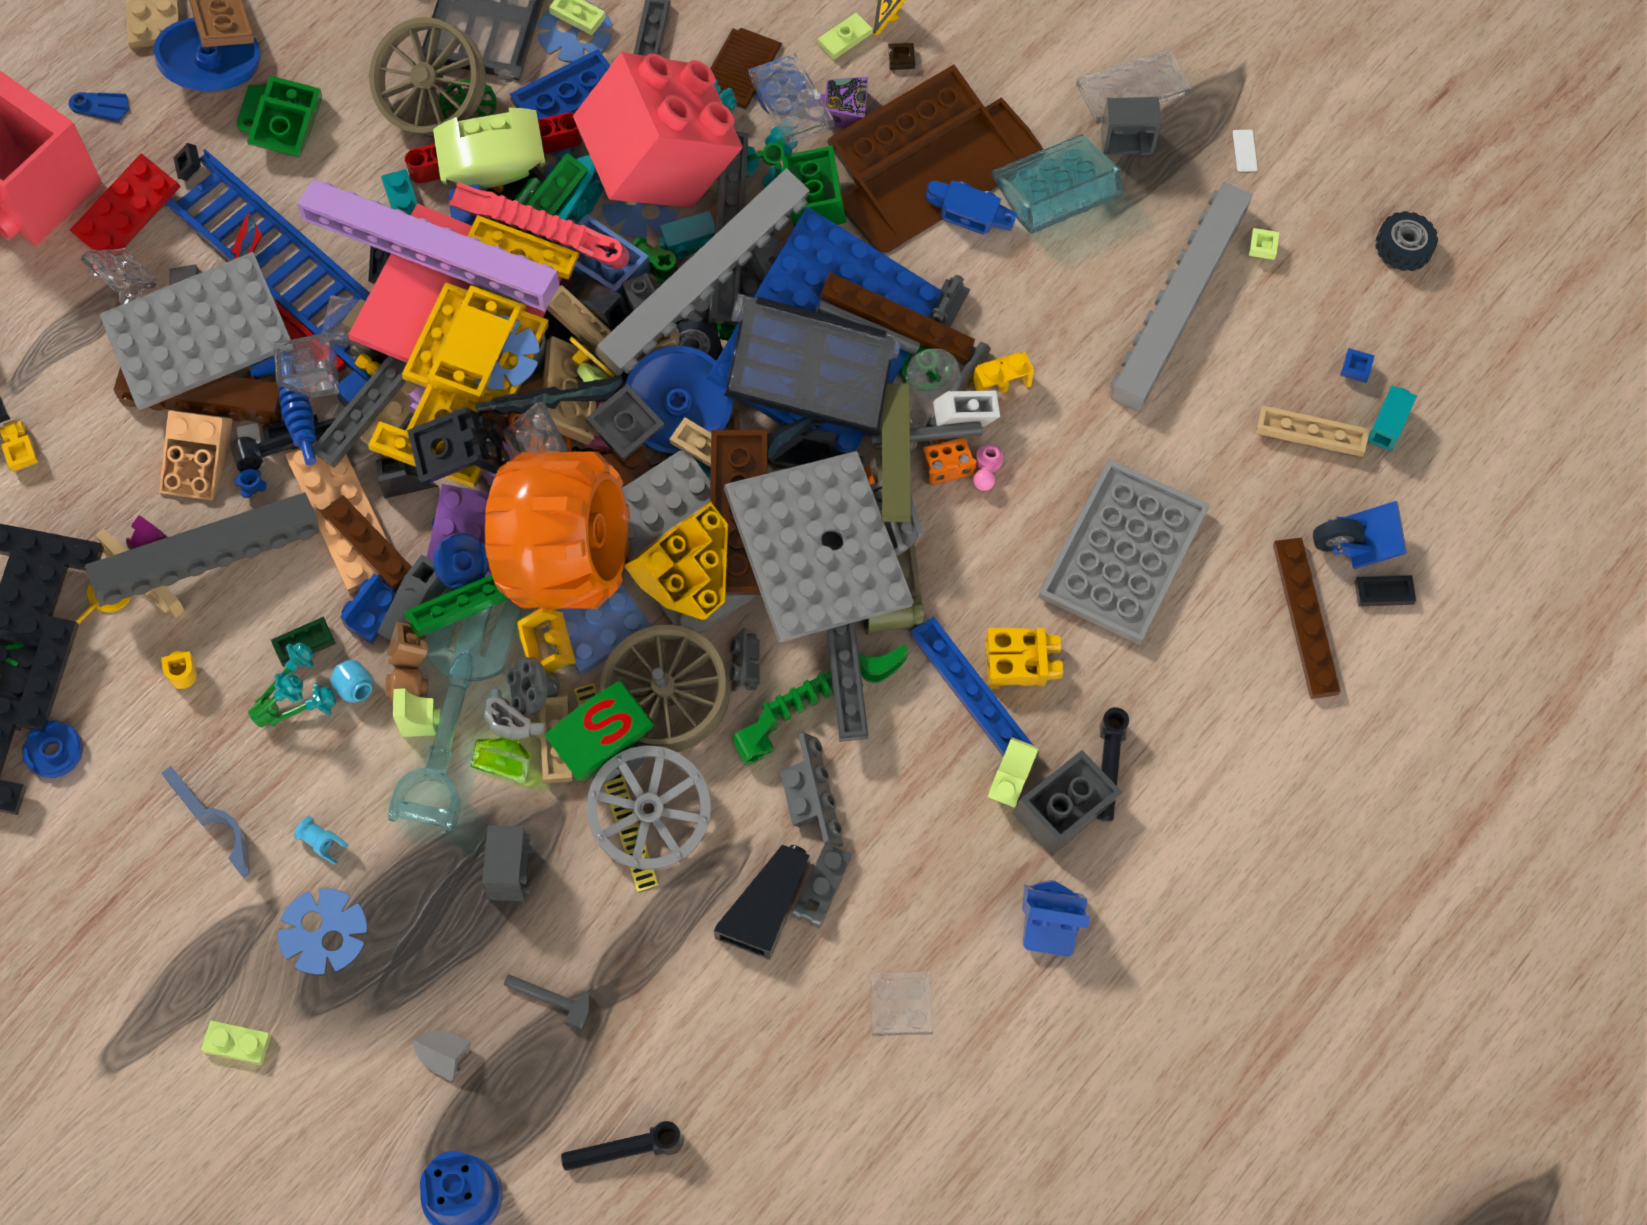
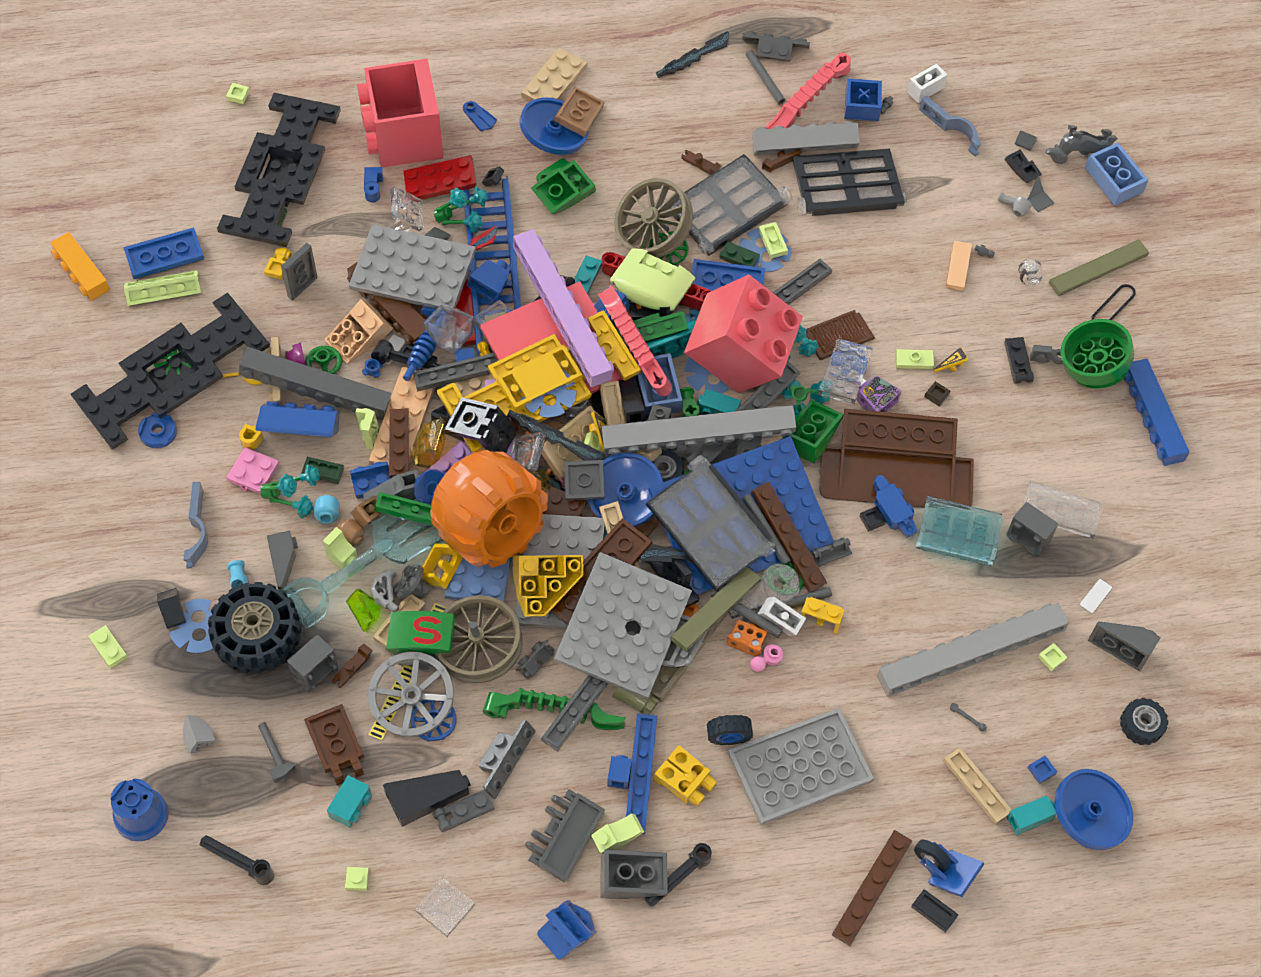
camera: 40 degrees right, 5 degrees down
(39, 265) = (372, 176): none -> blue leg
(60, 433) = (299, 271): none -> dark grey tile
(180, 211) = (459, 200): none -> teal plant
(180, 505) = (322, 352): none -> green piece
(218, 706) = (252, 470): none -> bright pink plate
(222, 605) = (298, 419): none -> blue slope
(271, 936) = (171, 608): none -> black slope
(300, 280) = (489, 279): none -> blue torso
(310, 547) = (368, 425): none -> yellowish green bracket
(344, 769) = (283, 555): none -> dark grey slope
(397, 878) = (254, 627): none -> black wheel
(404, 517) = (429, 444): none -> clear yellow slope
(548, 830) = (352, 665): none -> reddish brown piece
(553, 56) = (739, 255): none -> dark green plate
(611, 929) = (335, 742): none -> reddish brown tile
(690, 980) = (349, 801): none -> teal brick
(694, 807) = (434, 713): none -> blue wheel
(776, 1056) = (357, 878): none -> yellowish green plate
(949, 707) = (619, 772): none -> blue brick
(957, 237) = (872, 518): none -> black tile
(959, 815) = (568, 833): none -> dark grey hinge
(1025, 569) = (729, 730): none -> black wheel
(1215, 370) = (954, 707): none -> dark grey hinge
(1325, 174) = (1125, 642): none -> dark grey slope
(1443, 365) = (1093, 809): none -> blue dish

